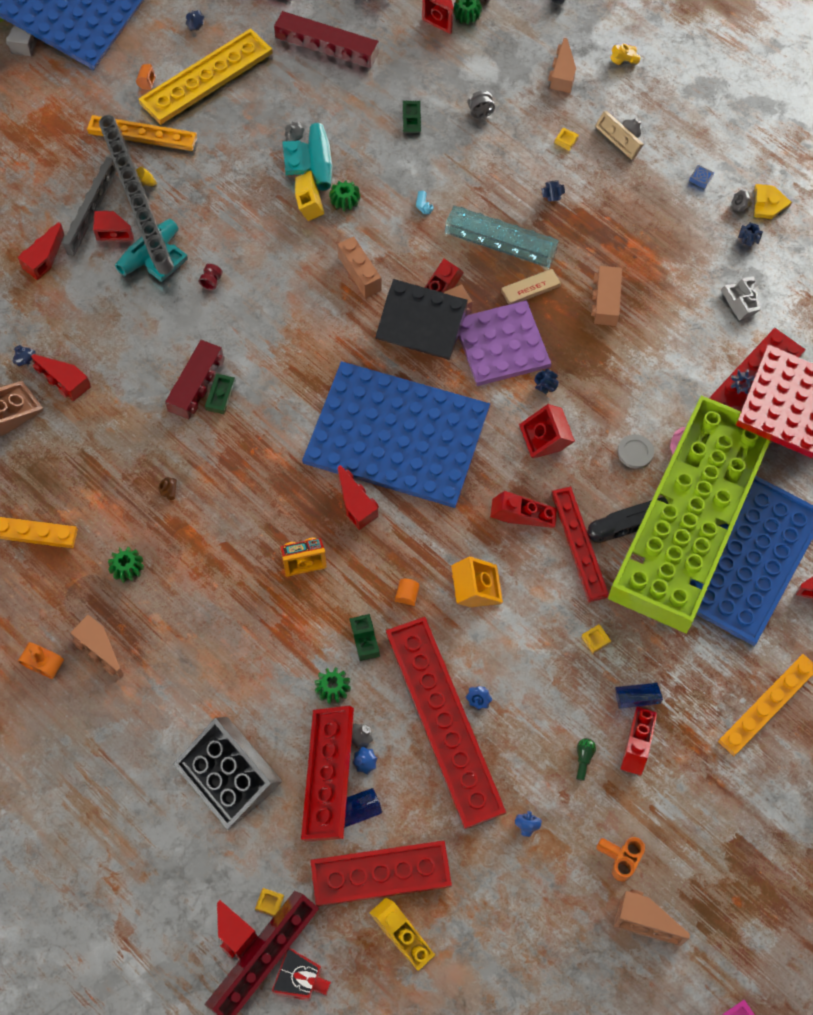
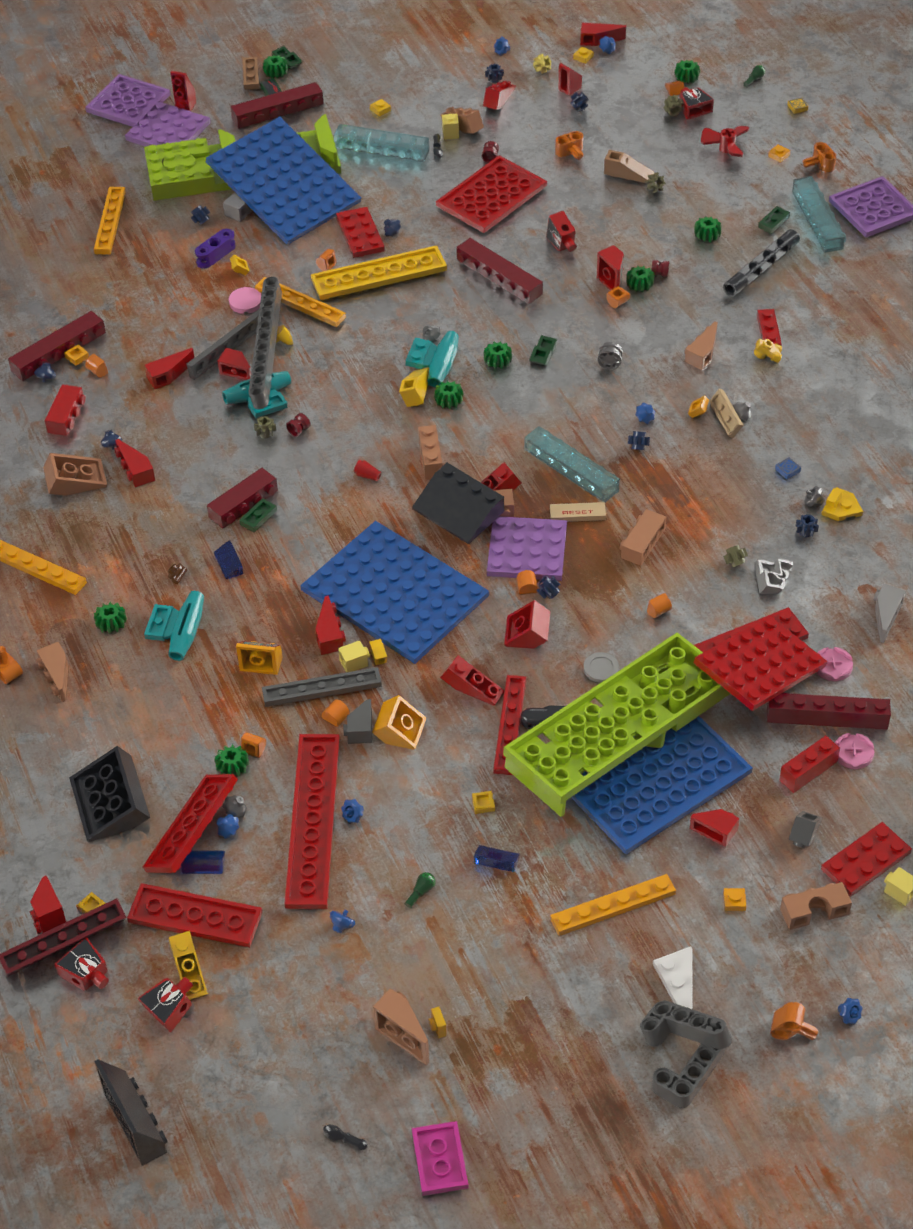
camera: 25 degrees right, 15 degrees down
(22, 96) = (215, 248): none -> dark purple piece
(57, 108) = (239, 265): none -> yellow plate
(83, 147) = (245, 300): none -> bright pink tile
(163, 34) = (360, 232): none -> red plate
(177, 290) = (265, 427): none -> olive gear
(203, 548) = (176, 624): none -> teal plate
(215, 455) = (228, 560): none -> clear blue slope
(305, 307) = (366, 470): none -> red cone
(344, 658) = (253, 744): none -> orange brick
(364, 637) = (280, 735): dark green slope -> none
(371, 135) = (497, 355): none -> green gear
(379, 568) = (321, 686): none -> dark grey plate
(396, 523) = (354, 656): none -> light yellow brick
(404, 984) = (168, 1001): none -> torso
(416, 508) = (378, 652): none -> yellow piece
(421, 203) = (514, 420): medium azure arm -> none
(439, 597) = (359, 724): none -> dark grey slope
(455, 36) = (617, 297): none -> orange brick
(521, 382) = (527, 582): none -> orange brick
(543, 157) = (645, 413): none -> blue piece
(566, 139) = (676, 404): yellow tile -> none
(590, 135) = (698, 407): none -> light orange plate
(611, 27) = (768, 325): none -> red plate
(622, 856) = (410, 974): orange beam -> none
(639, 741) = (474, 892): red slope -> none
(658, 366) = (659, 605): none -> orange brick
(673, 899) = (437, 1022): none -> yellow plate
(702, 288) = (735, 555): none -> olive gear
(739, 377) = (721, 636): dark blue gear -> none

